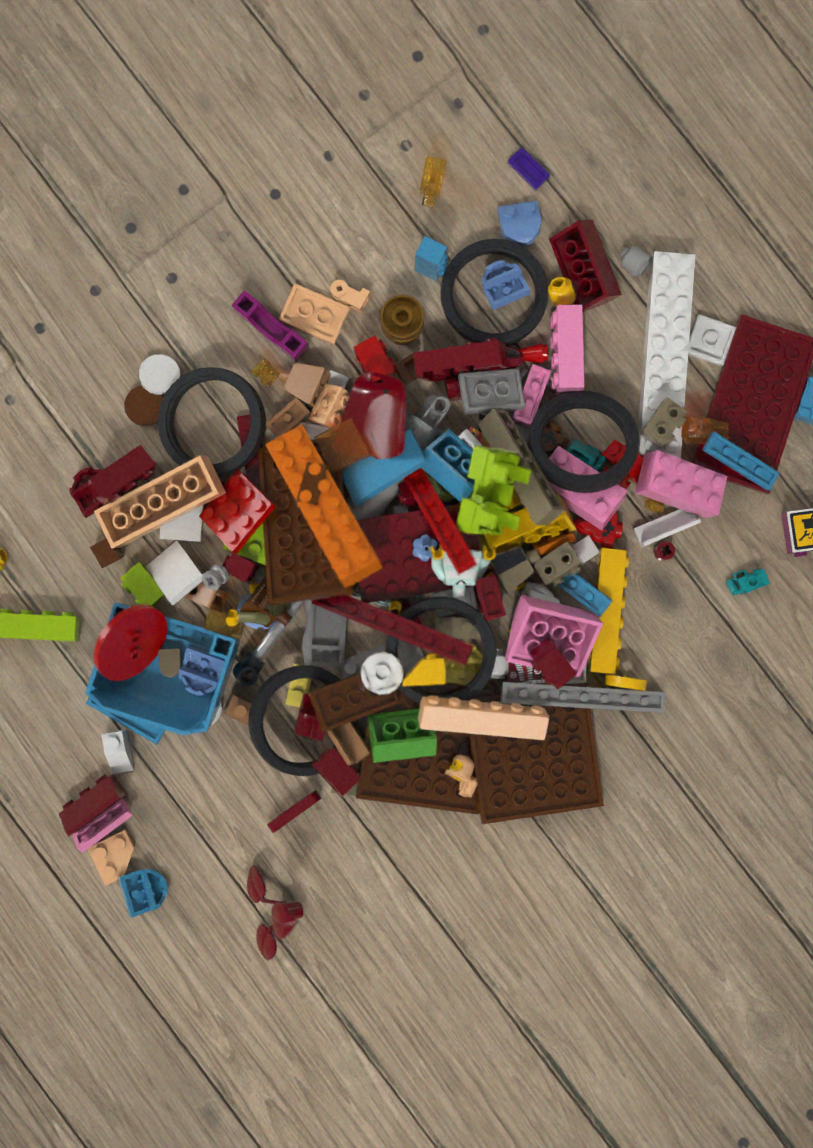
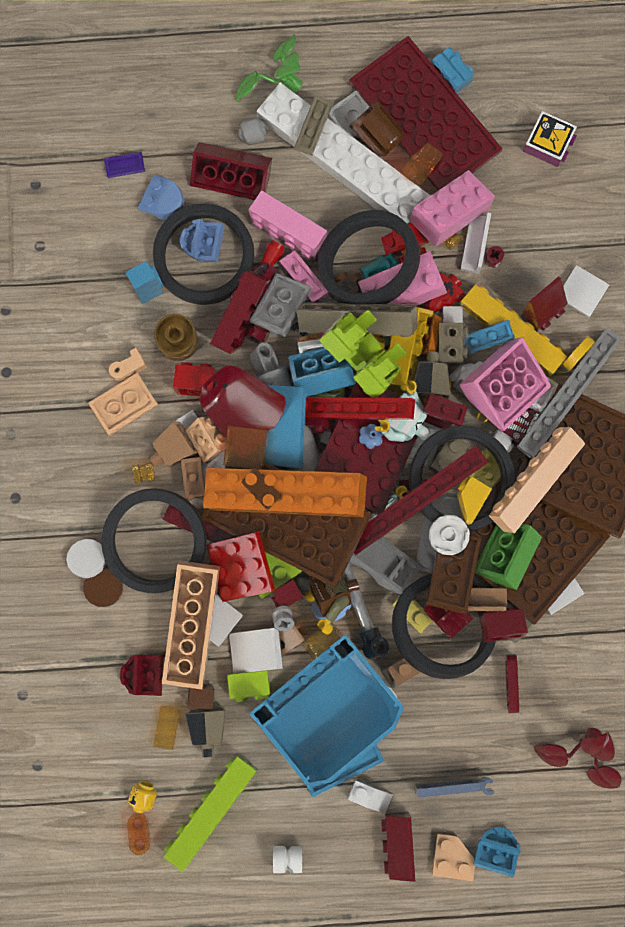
camera: 50 degrees left, 5 degrees down
(19, 716) = (287, 859): none -> white wheel
(62, 541) = (166, 728): none -> clear yellow tile
(82, 575) = (206, 729): none -> torso
(102, 825) = (422, 850): bright pink plate -> none
(122, 475) = (149, 641): dark red slope -> none
(130, 642) = (290, 722): red plate -> none
(170, 662) = (325, 703): dark tan piece -> none
(171, 818) = (454, 787): none -> sand blue tile
(200, 671) = (350, 682): medium blue slope -> none
(277, 333) = (99, 448): magenta arch -> none
(405, 812) = (570, 594): none -> white tile
(406, 369) = (217, 357): reddish brown panel -> none
(433, 172) = (77, 236): clear yellow torso -> none
(461, 770) = (568, 525): light nougat piece -> none
(552, 664) = (529, 396): dark red brick -> none
(561, 291) = (239, 201): yellow head -> none
(647, 626) = (546, 306): none -> dark red slope
(664, 422) = (396, 189): dark tan brick -> none
(674, 311) = (313, 125): none -> dark tan tile
(685, 650) = (584, 291): none -> white tile
(707, 252) = (284, 72): none -> bright green plant
(709, 371) = (377, 130): none -> reddish brown cylinder
(740, 461) = (463, 152): dark azure tile -> none
(747, 582) = (560, 210): teal piece -> none

